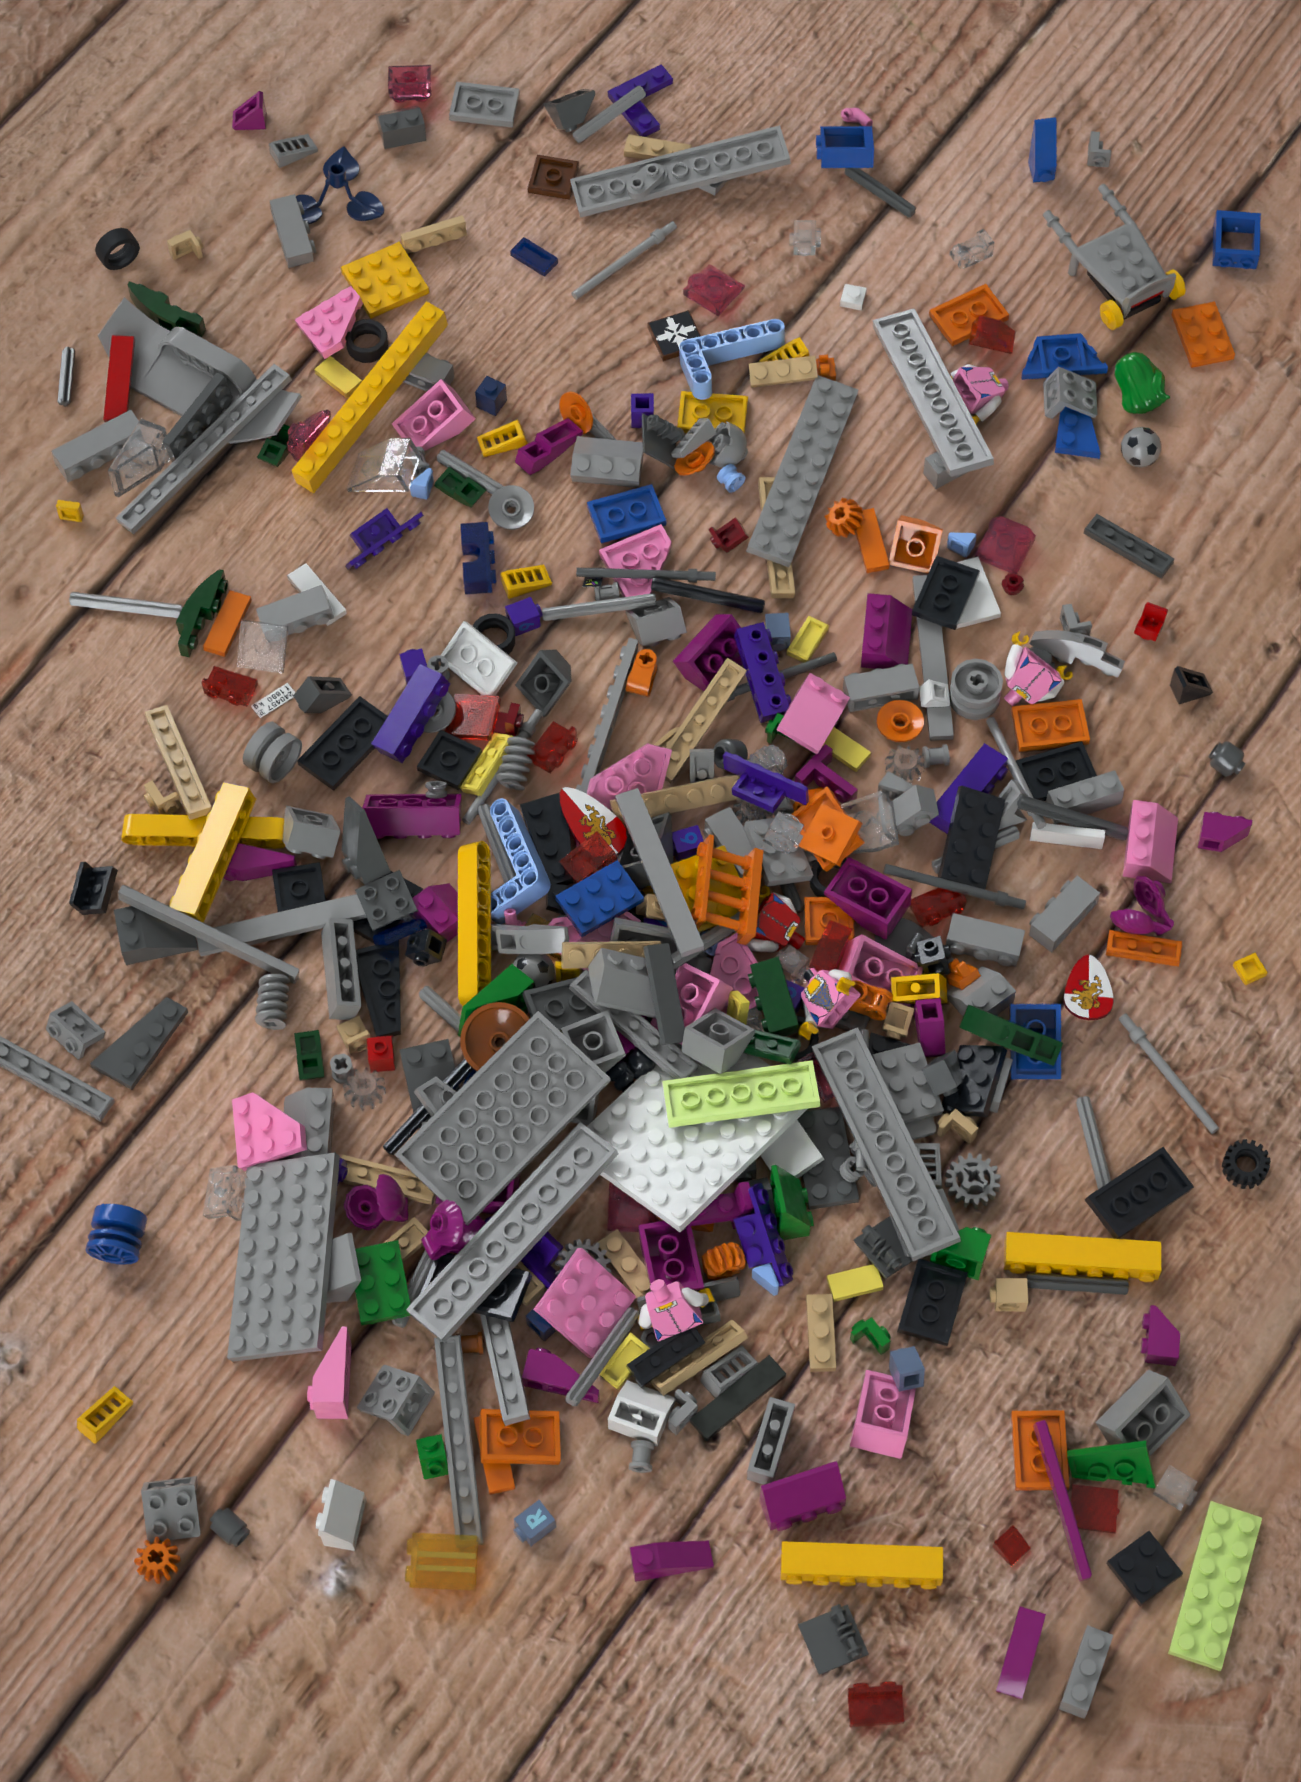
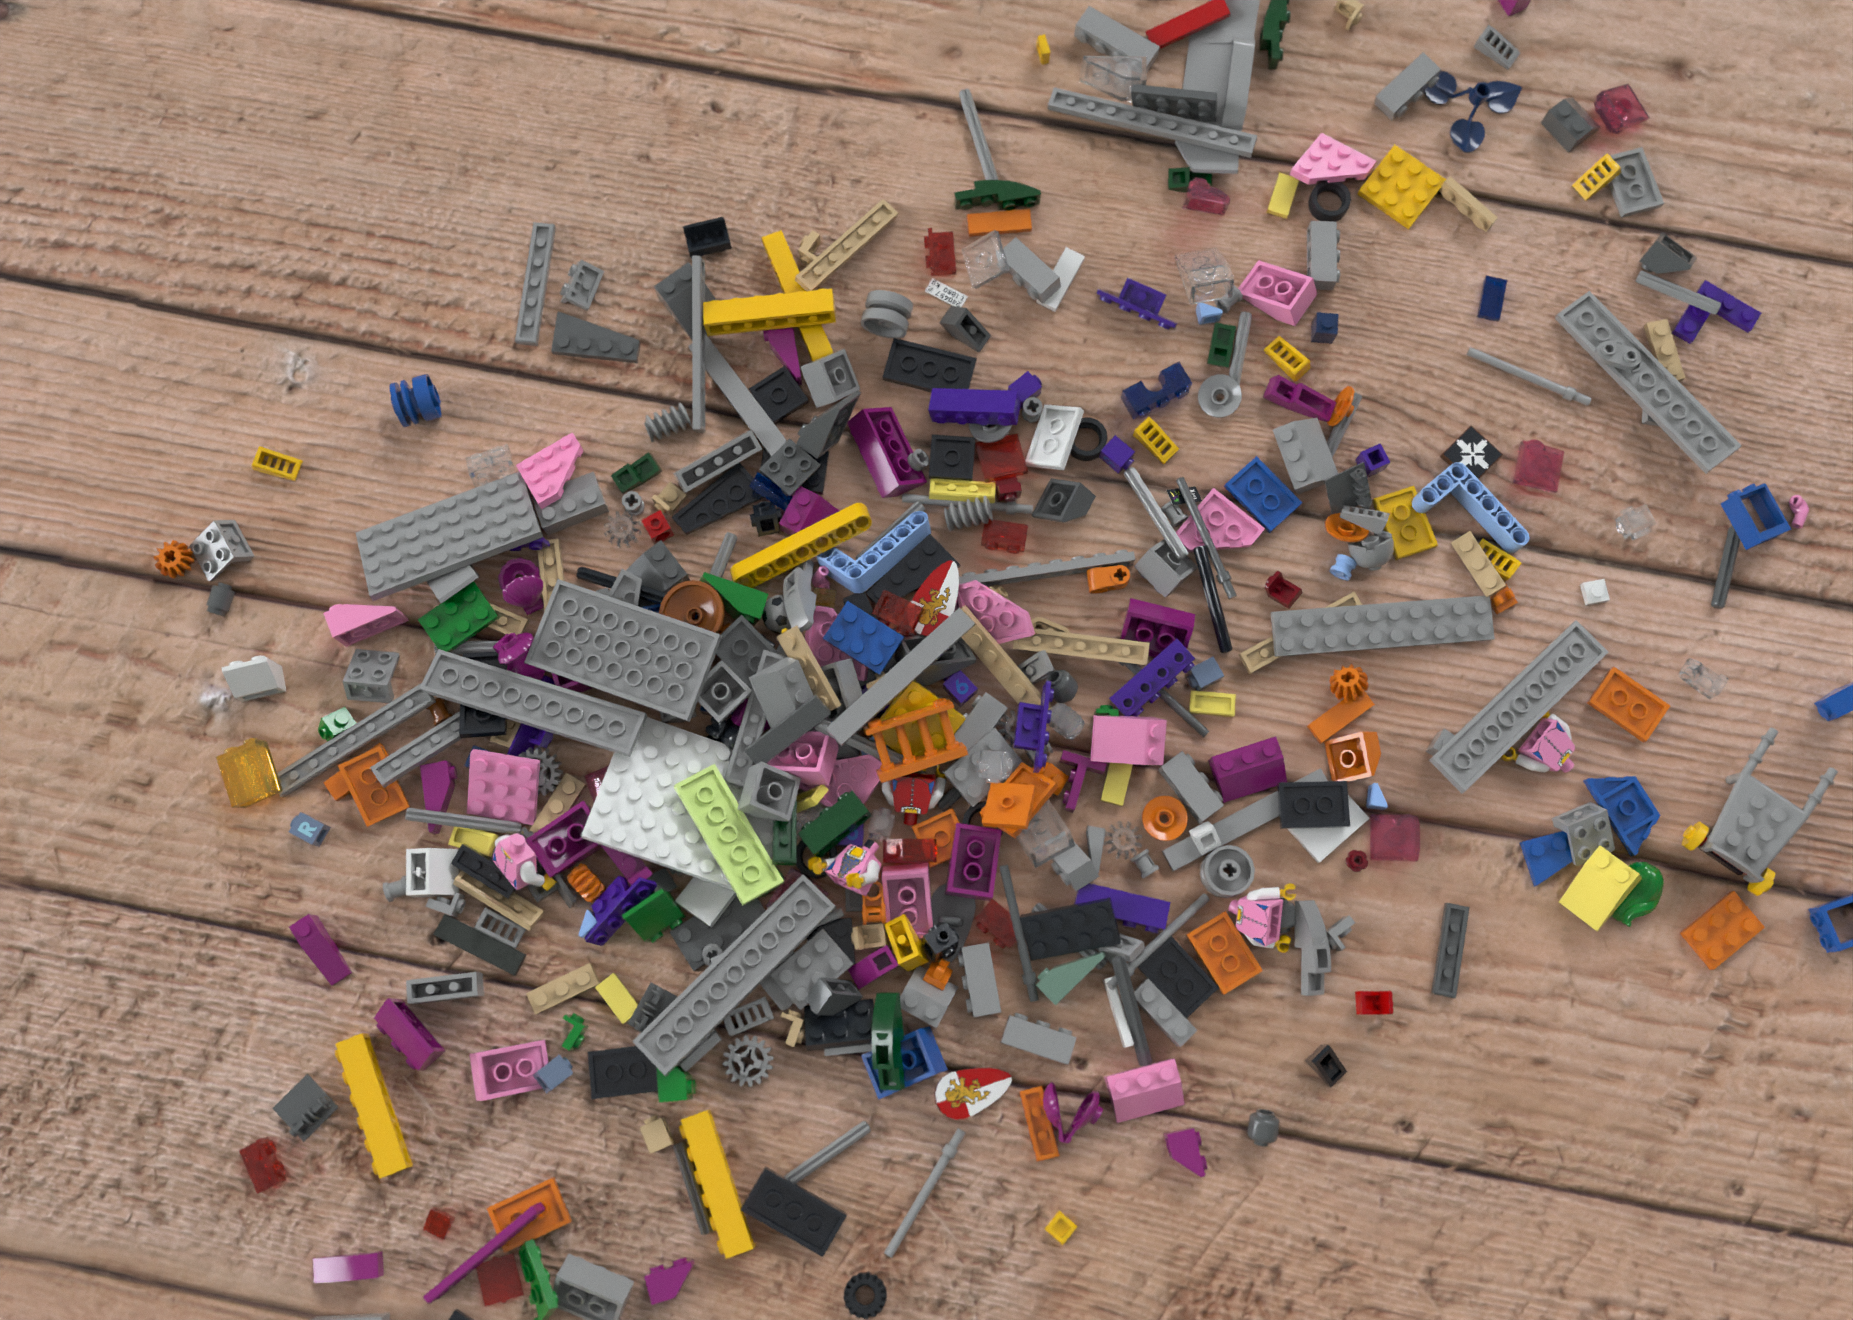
camera: 65 degrees right, 15 degrees up
(369, 397) = (1268, 229): yellow brick -> none
(460, 109) = (1598, 166): none -> yellow slope
(552, 177) = (1586, 274): reddish brown tile -> none
(992, 334) = (1614, 735): clear red slope -> none
(1015, 865) = (1064, 977): none -> sand green slope
(1125, 399) = (1599, 888): none -> light yellow slope
(1141, 447) = (1559, 921): light grey piece -> none

